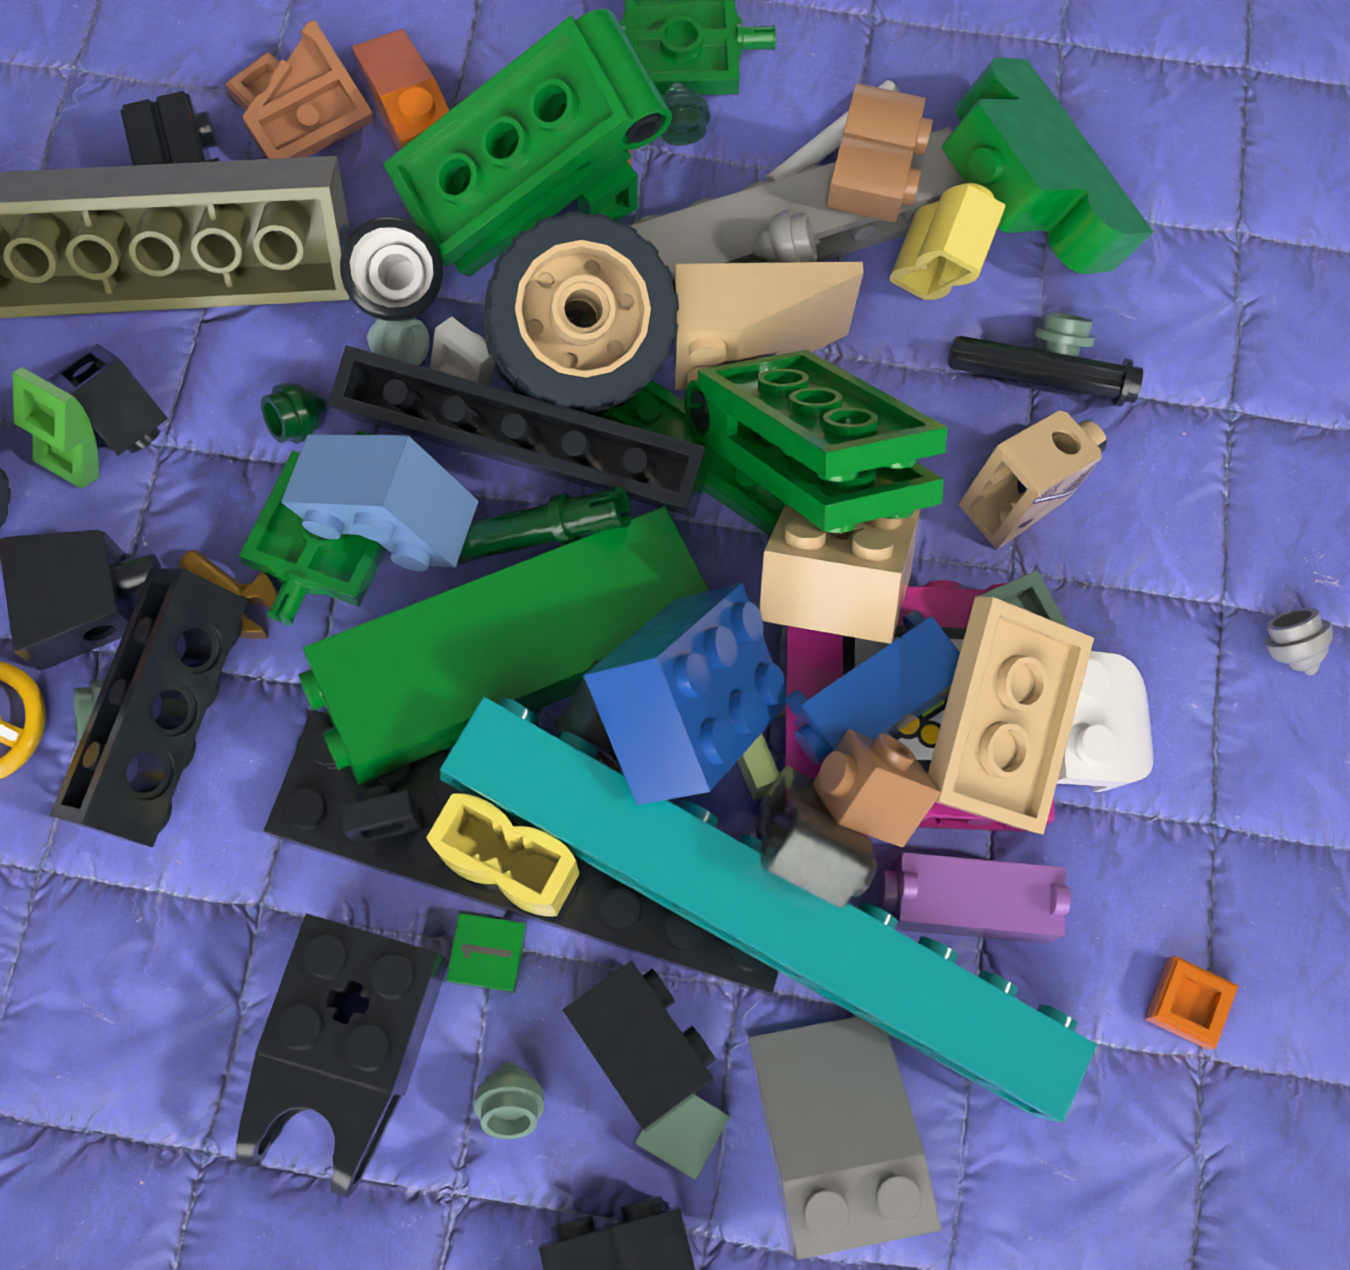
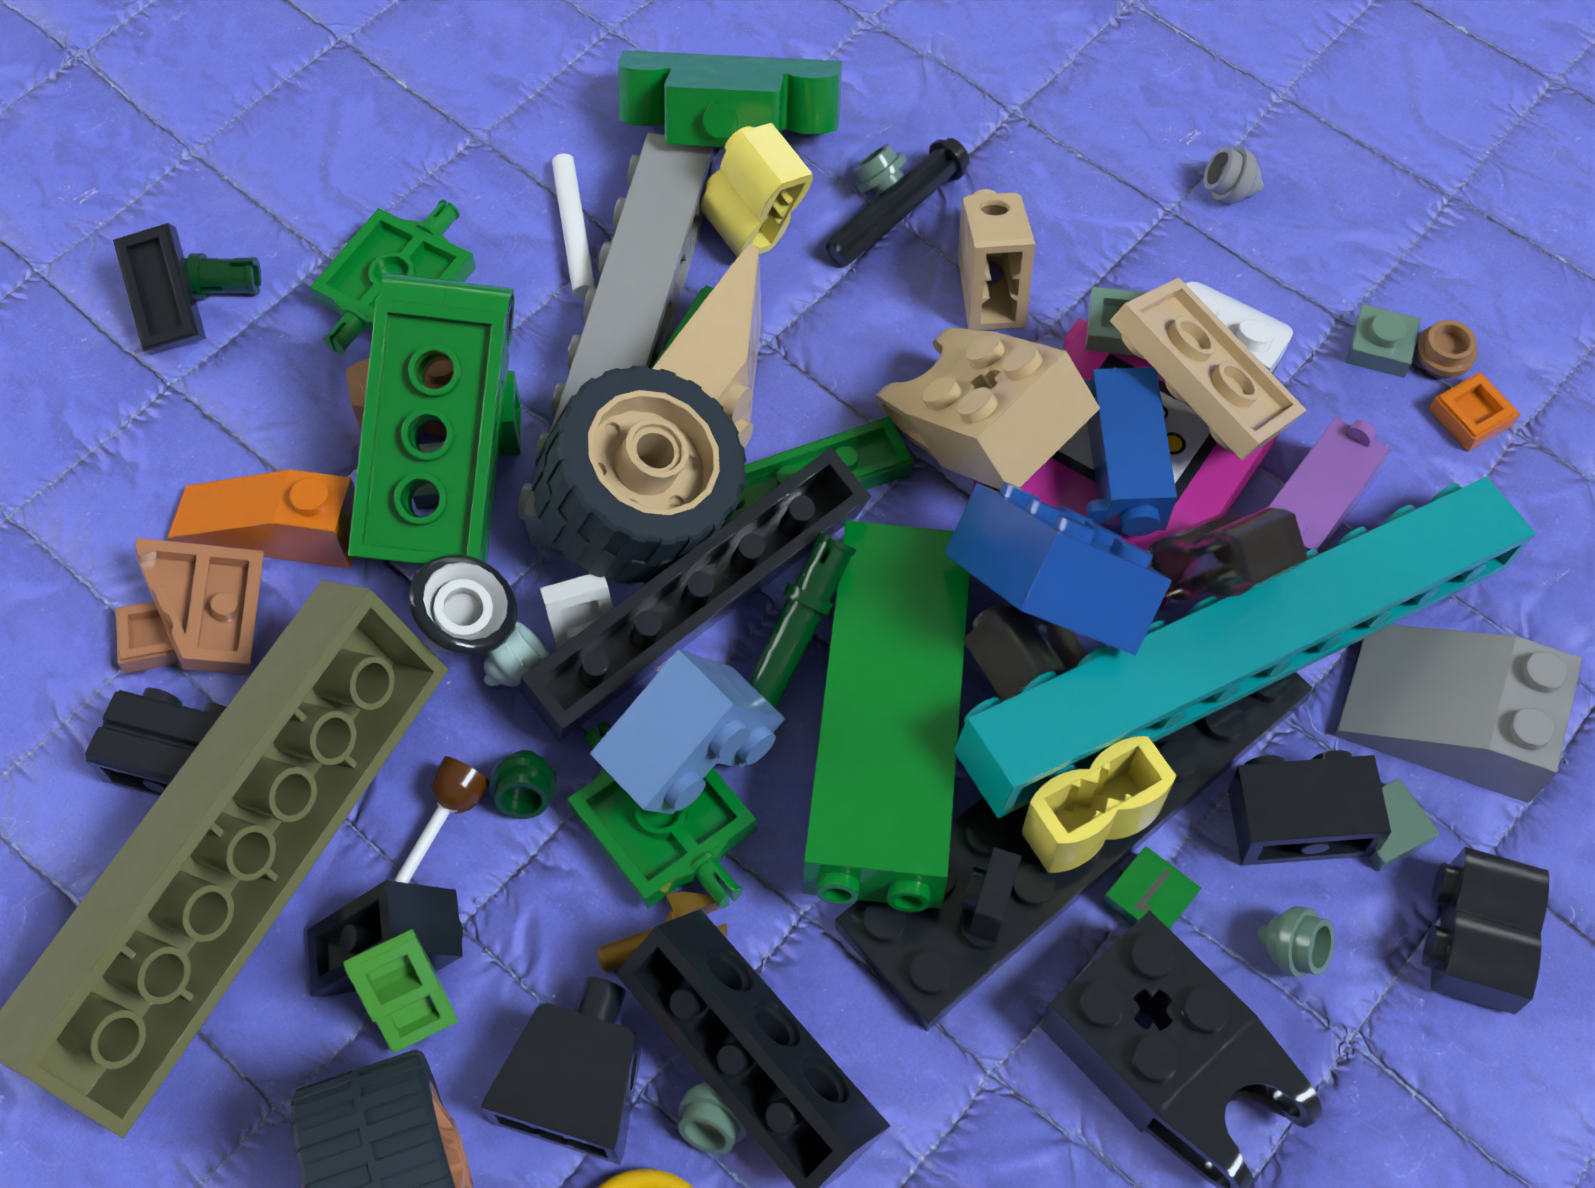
camera: 55 degrees left, 10 degrees down
(258, 368) = (455, 790): none -> reddish brown hinge
(787, 239) = (674, 292): light grey plate -> none
(818, 438) = (881, 361): green hinge -> none
(876, 787) = (1216, 483): medium nougat brick -> none
(877, 153) = (644, 185): medium nougat brick -> none
(1212, 875) = (1383, 340): none -> sand green plate
(1242, 941) = (1447, 348): none -> medium nougat plate

